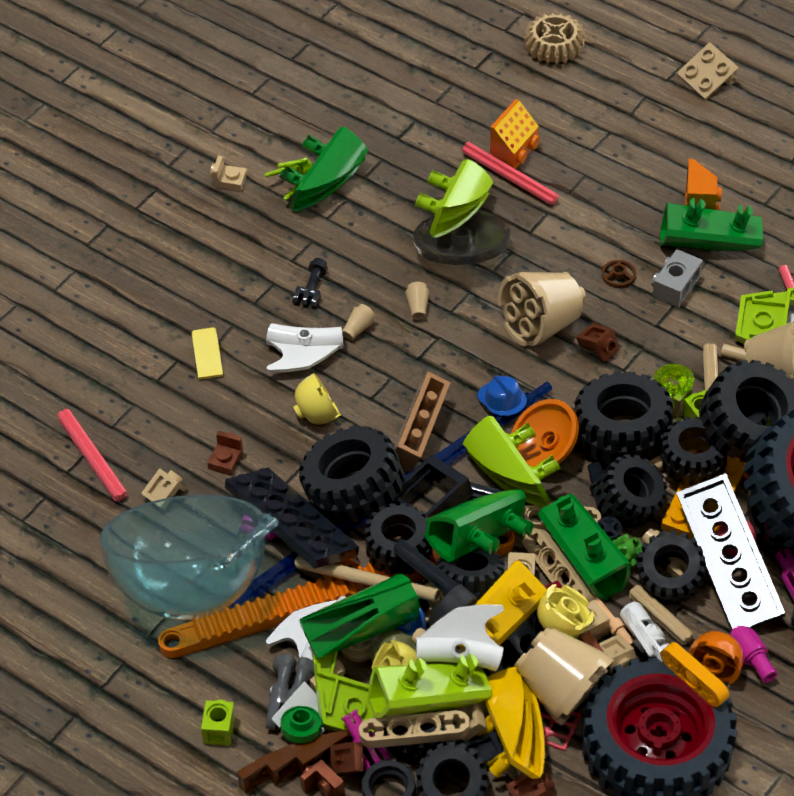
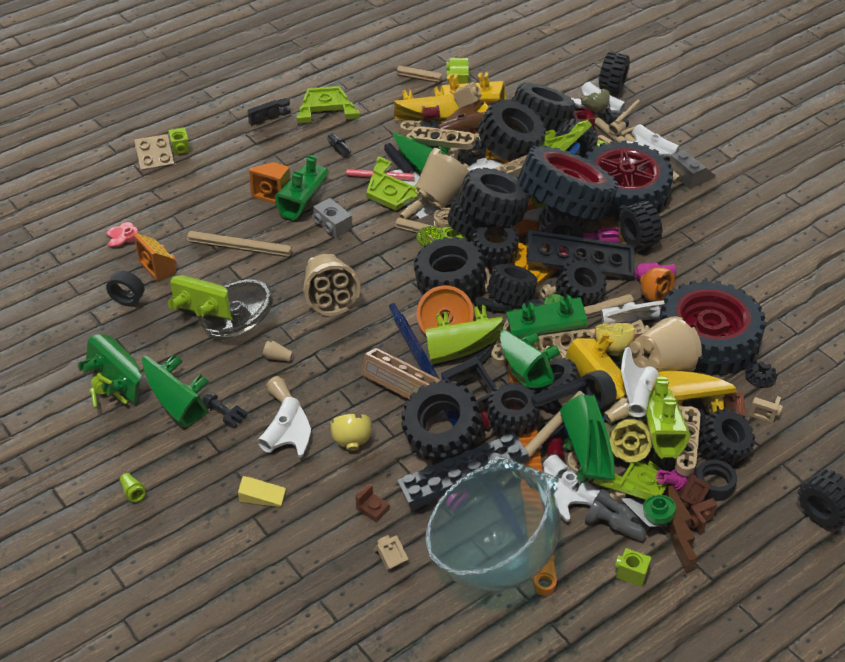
camera: 75 degrees left, 5 degrees down
(92, 455) = (329, 596): coral axle -> none
(172, 247) = (132, 488): none -> lime cone
(227, 176) = (74, 434): tan bracket -> none
(311, 228) = (177, 399): none -> green piece
(446, 131) = (129, 280): none -> black tyre
(502, 396) = (392, 329): blue piece -> none
(510, 173) = (184, 270): coral axle -> none
(547, 99) = (121, 234): none -> coral plate
(554, 38) = (67, 213): tan gear -> none
(587, 208) = (239, 243): none -> tan axle
(600, 339) = (366, 268): copper bracket -> none
(618, 265) = (303, 242): reddish brown piece -> none
(694, 674) = (698, 282): light orange beam -> none
(741, 85) = (179, 141): none -> lime brick

